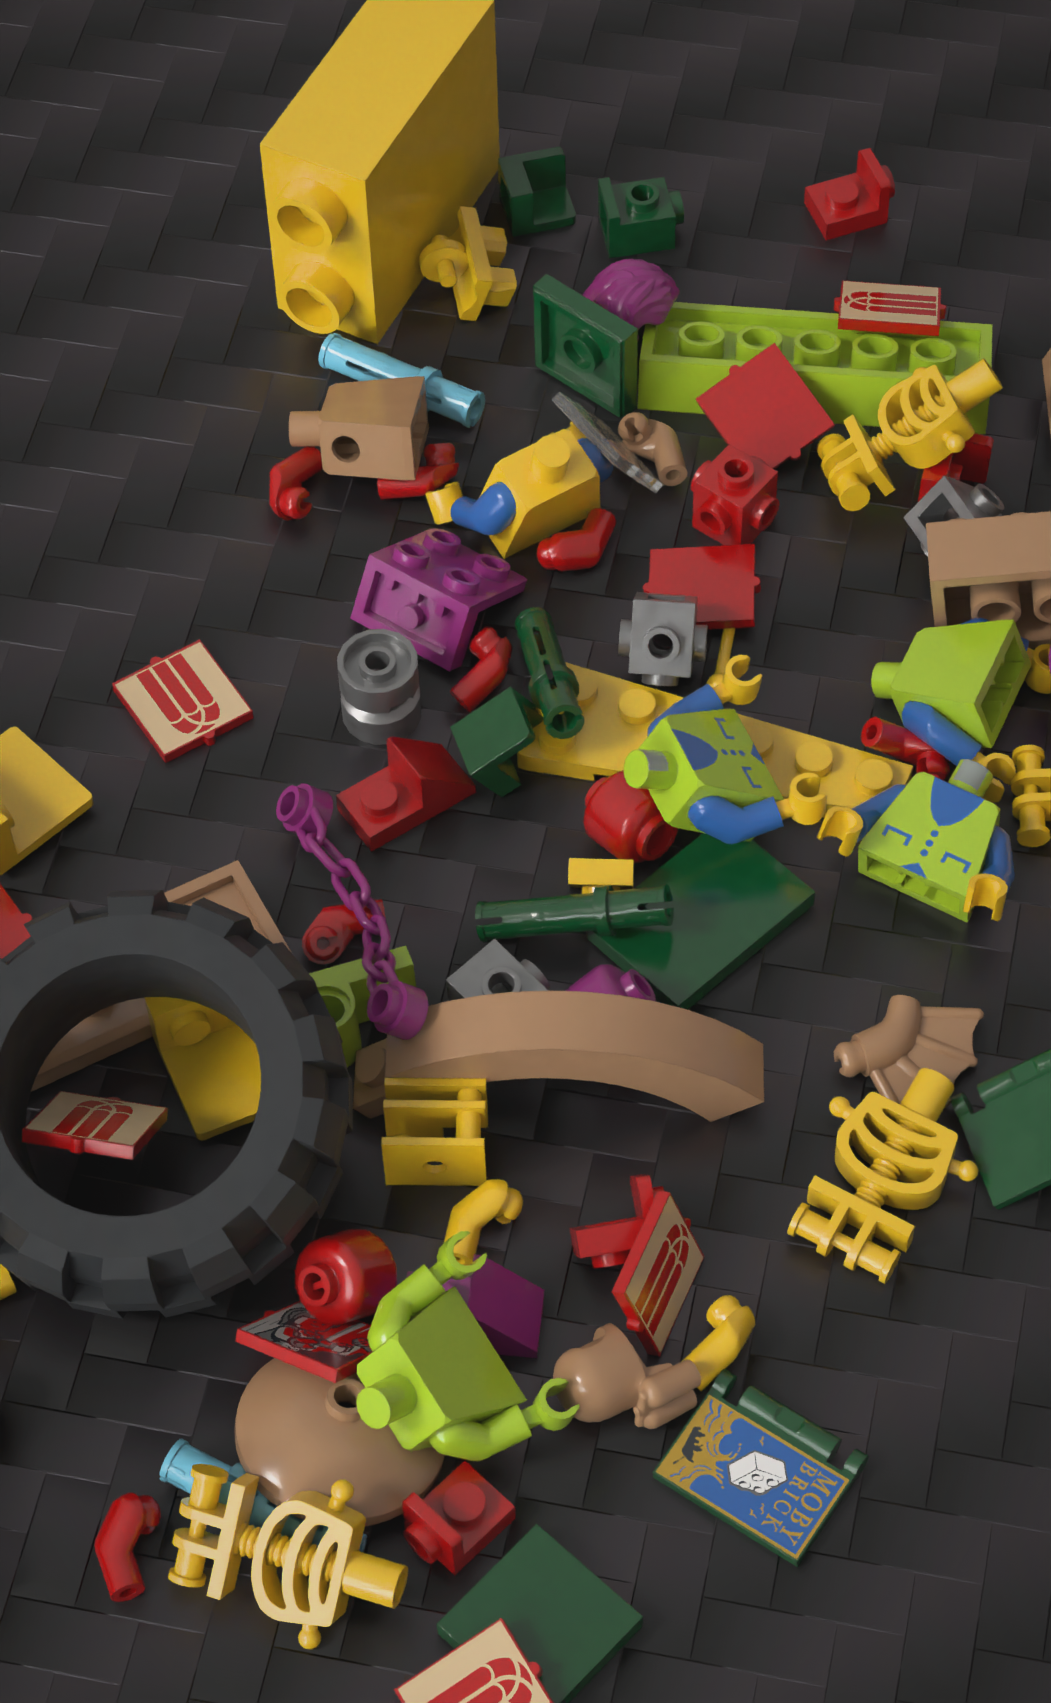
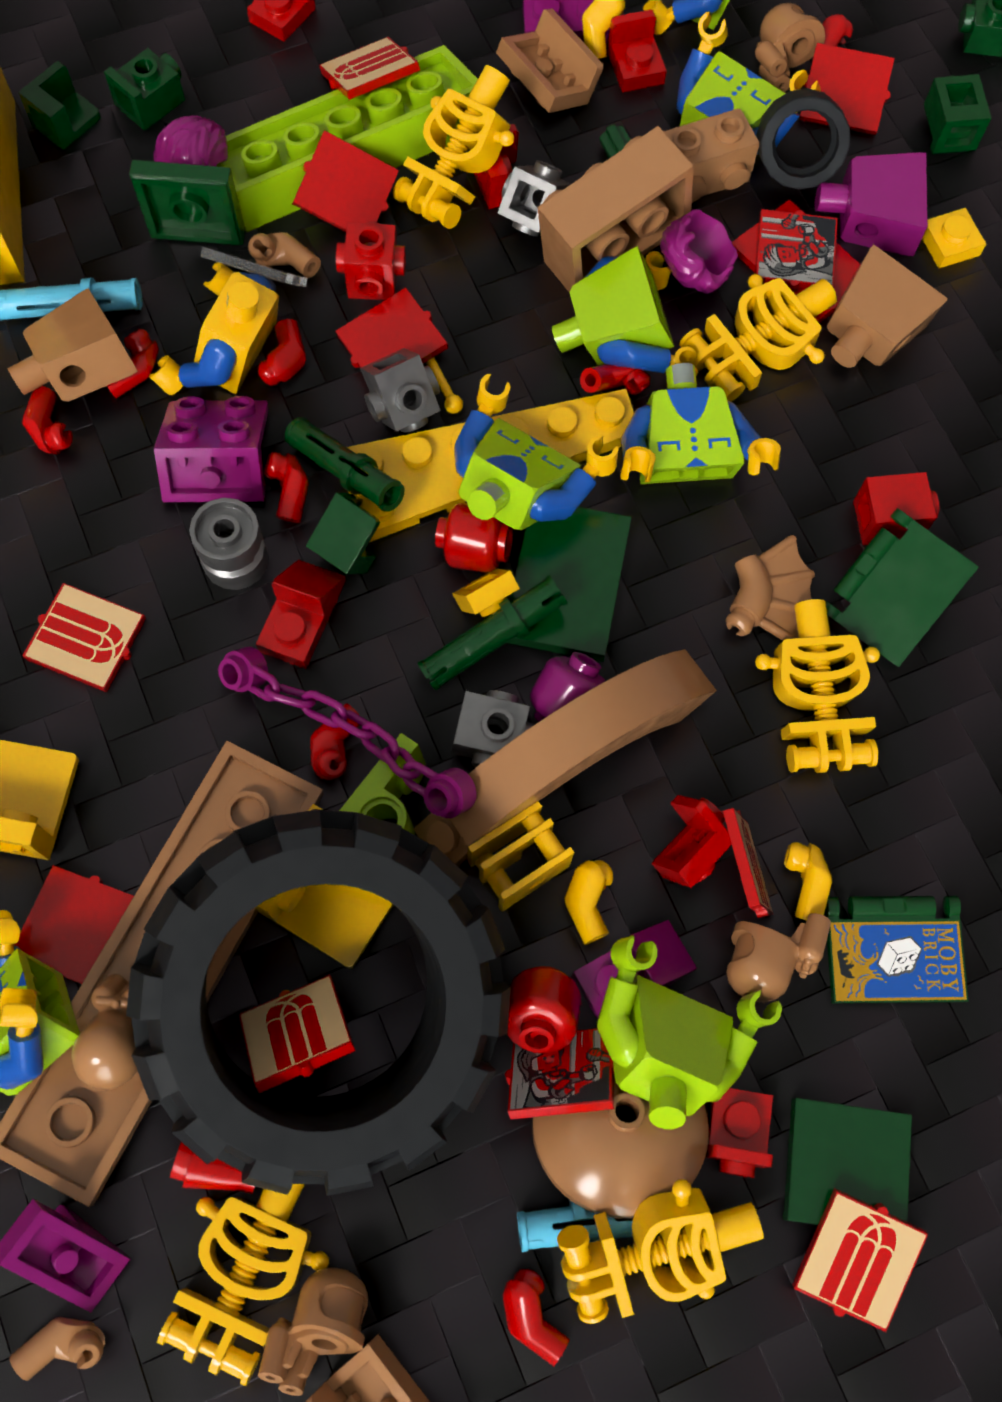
camera: 40 degrees left, 15 degrees up
(465, 264) = (48, 185): yellow hips -> none

